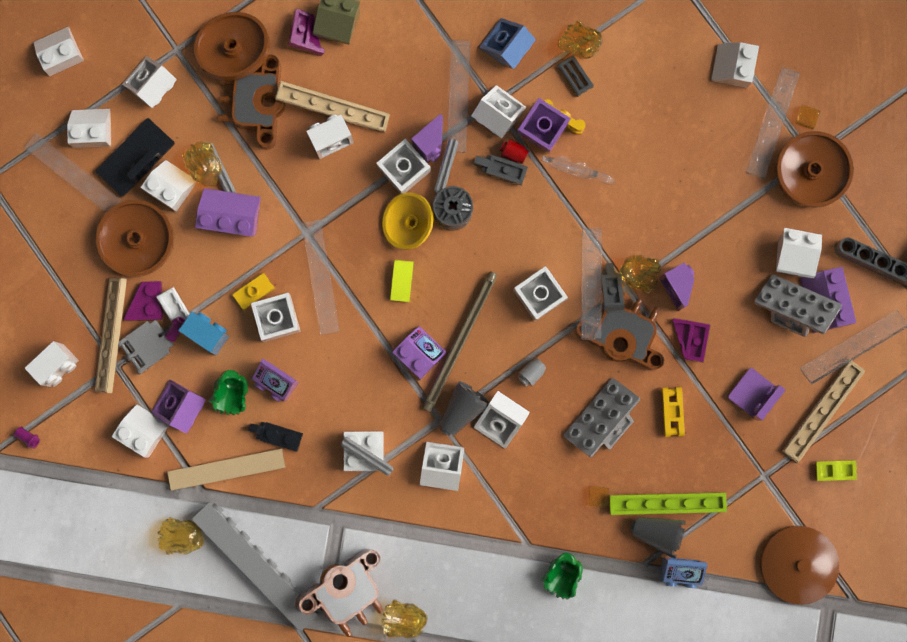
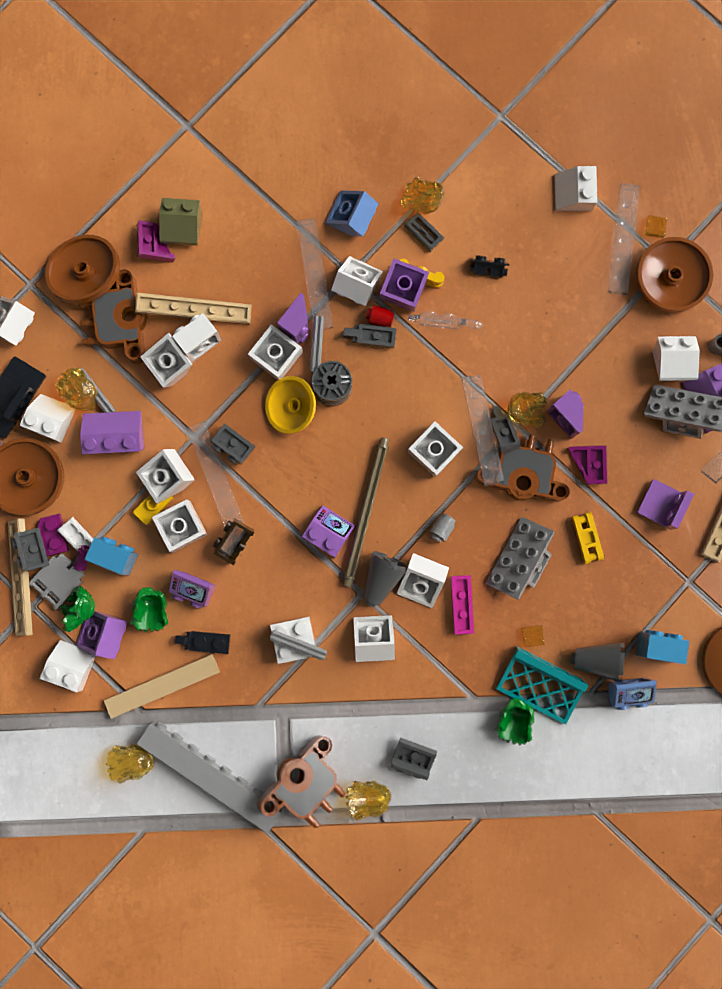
camera: 15 degrees left, 0 degrees up
(128, 310) = (30, 549): none -> dark grey bracket
(161, 380) = (78, 612): none -> green hair
(271, 265) = (165, 475): none -> white slope
(296, 154) = (167, 361): none -> white slope
(324, 342) = (232, 541): none -> dark brown window
(343, 248) = (232, 444): none -> dark grey bracket
(402, 280) = (296, 464): neon yellow slope -> none
(456, 591) = (413, 759): none -> dark grey bracket
(535, 451) = (462, 604): none -> dark pink plate
(610, 536) = (551, 671): none -> teal fence
(639, 124) = (496, 267): none -> black hinge
(667, 503) = (602, 628): lime plate -> none
(723, 534) = (660, 647): none -> dark azure brick

